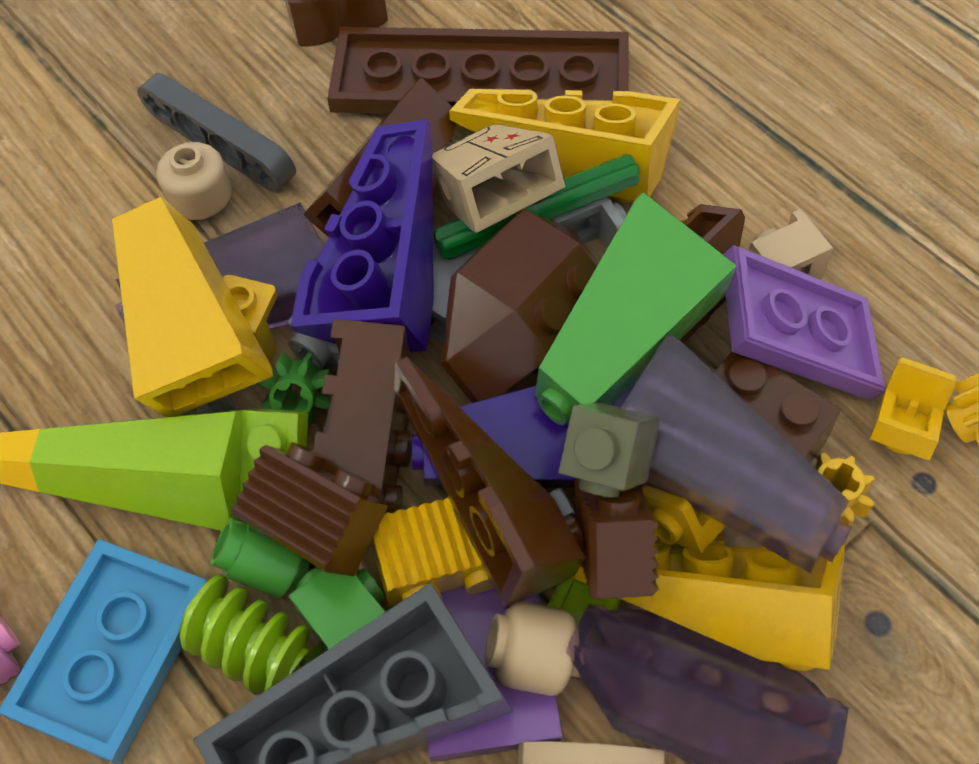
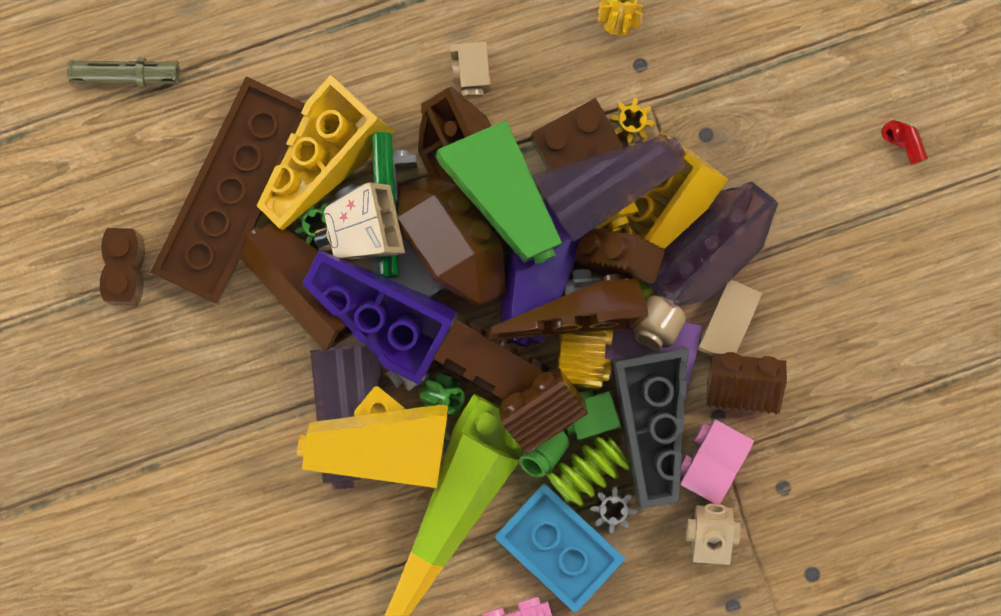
camera: 70 degrees left, 25 degrees up
(193, 689) = (623, 510): none -> light grey gear
(194, 180) = (264, 420): tan head -> none
(205, 123) = (208, 388): dark grey beam -> none
(608, 448) = (590, 241): olive brick -> none
(802, 325) = (529, 87): medium lavender tile -> none
(913, 409) = (602, 52): yellow bracket -> none

